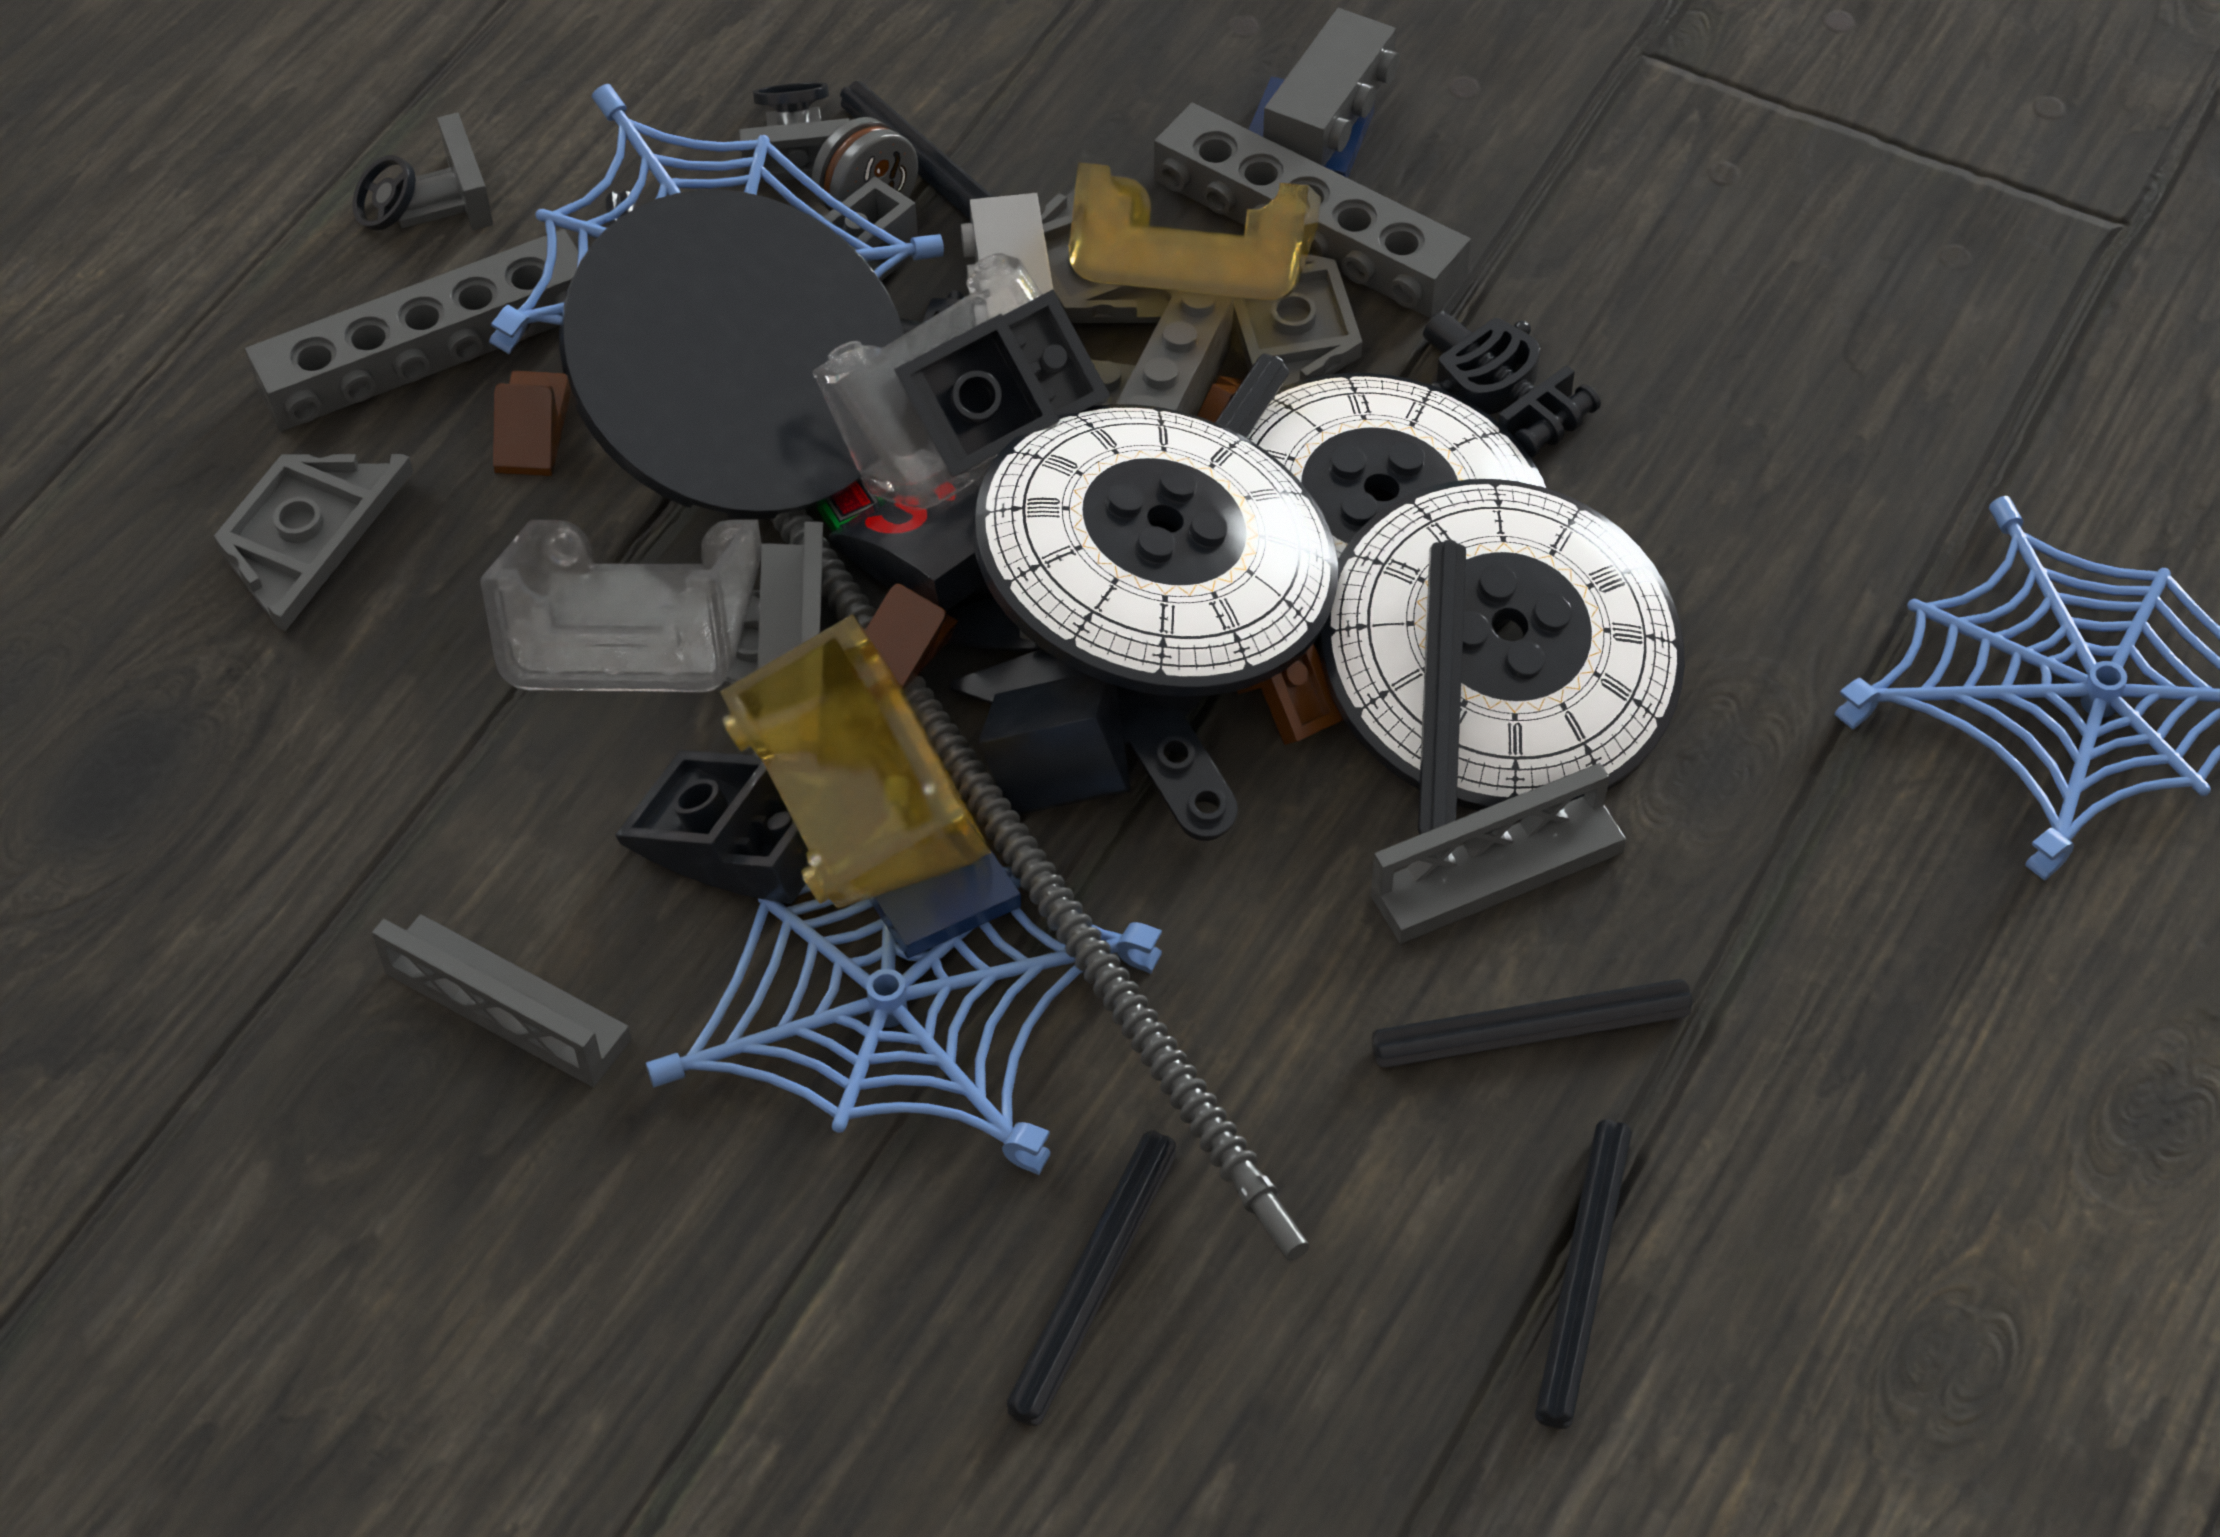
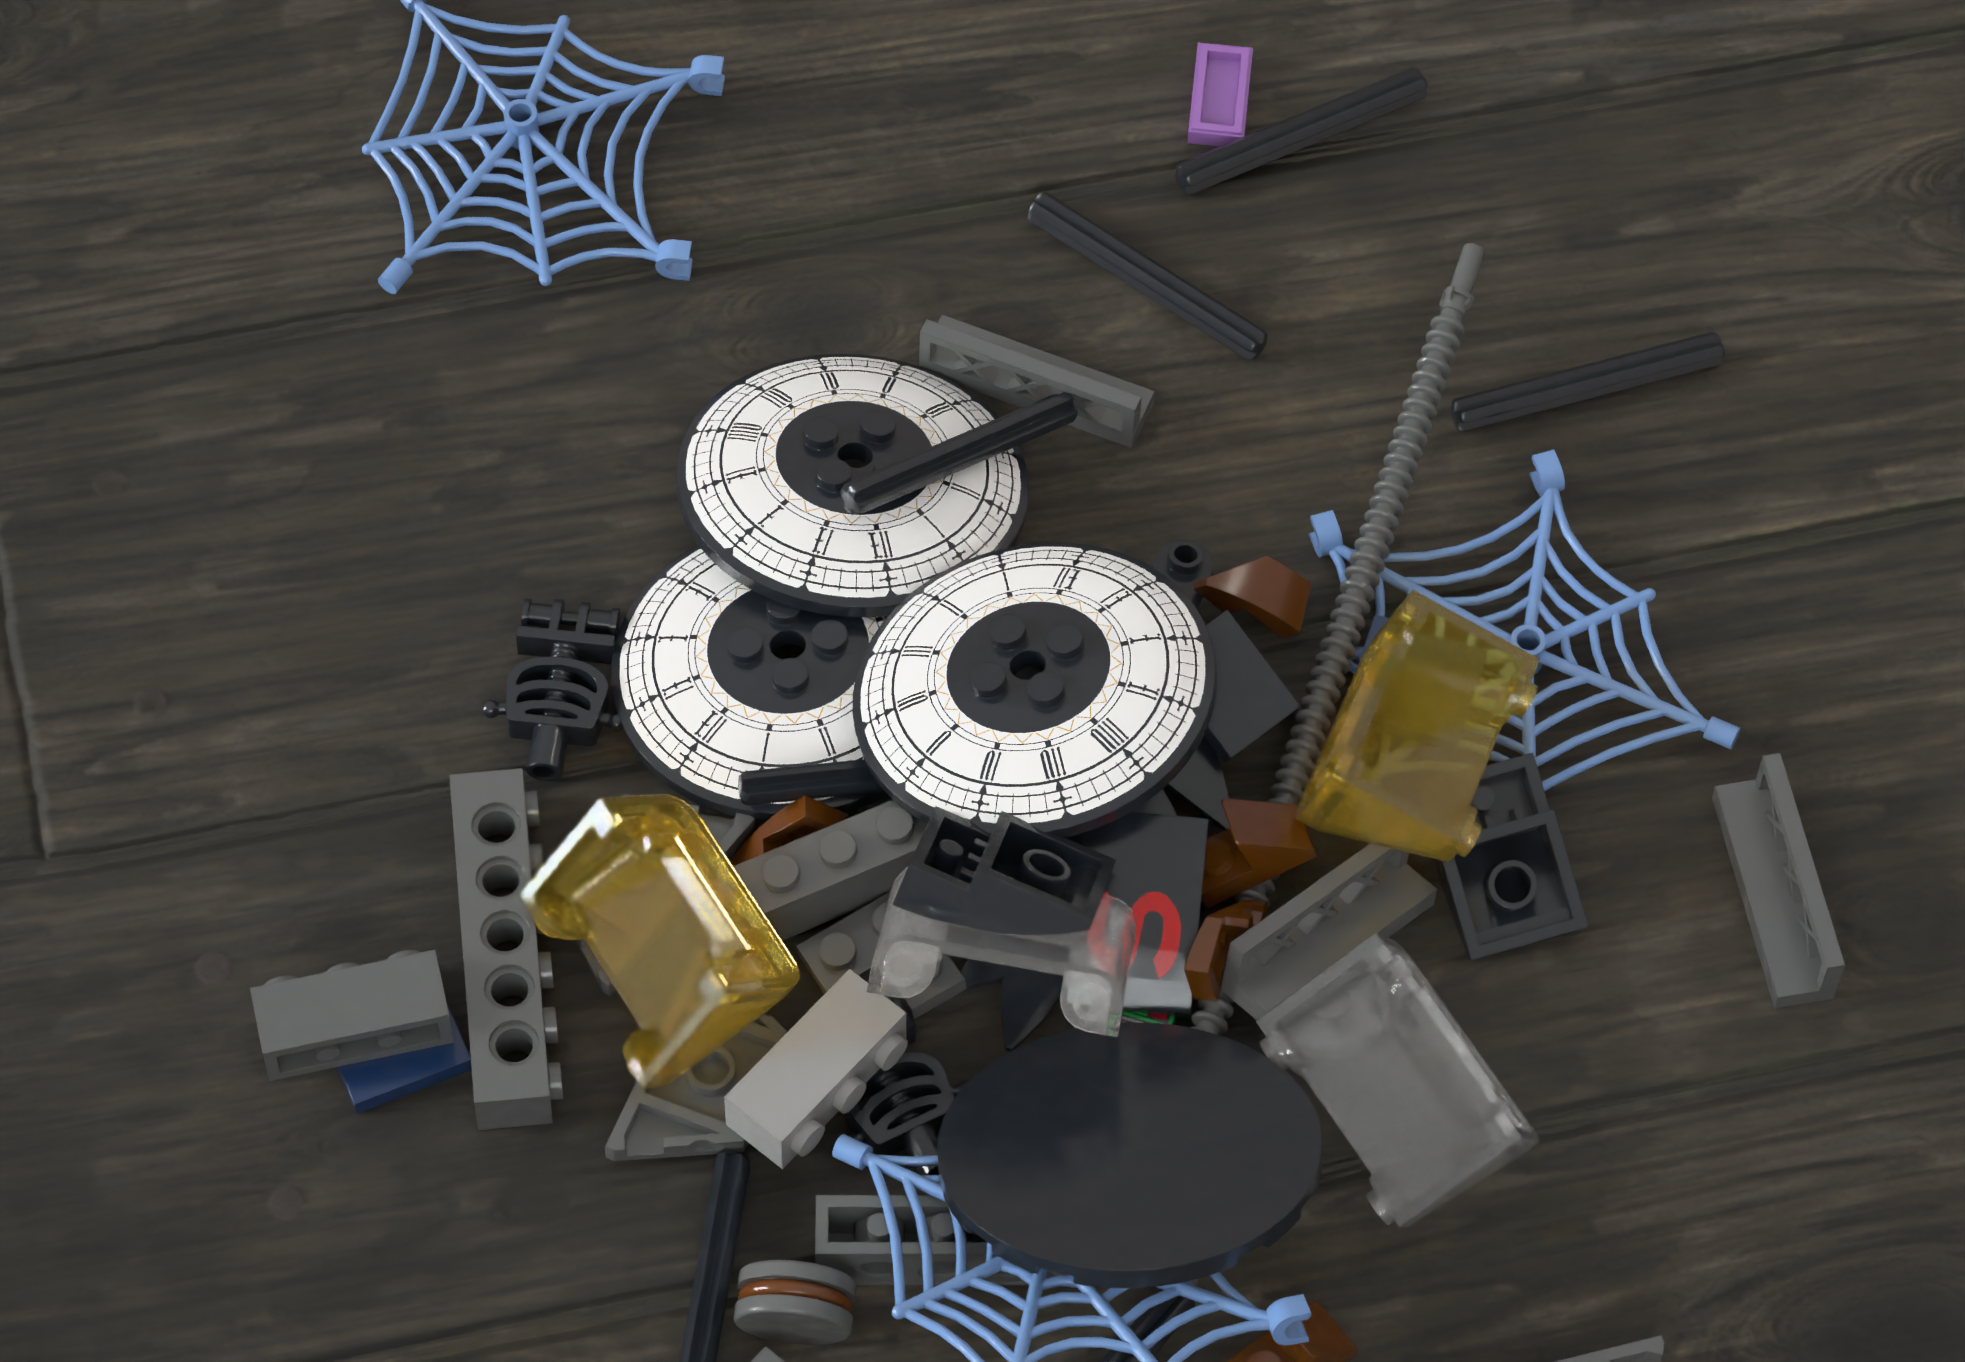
camera: 135 degrees left, 5 degrees up
(846, 559) = (1211, 946): none -> reddish brown slope
(1127, 843) = (1264, 590): none -> reddish brown slope
(1689, 1242) = (1219, 94): none -> medium lavender tile

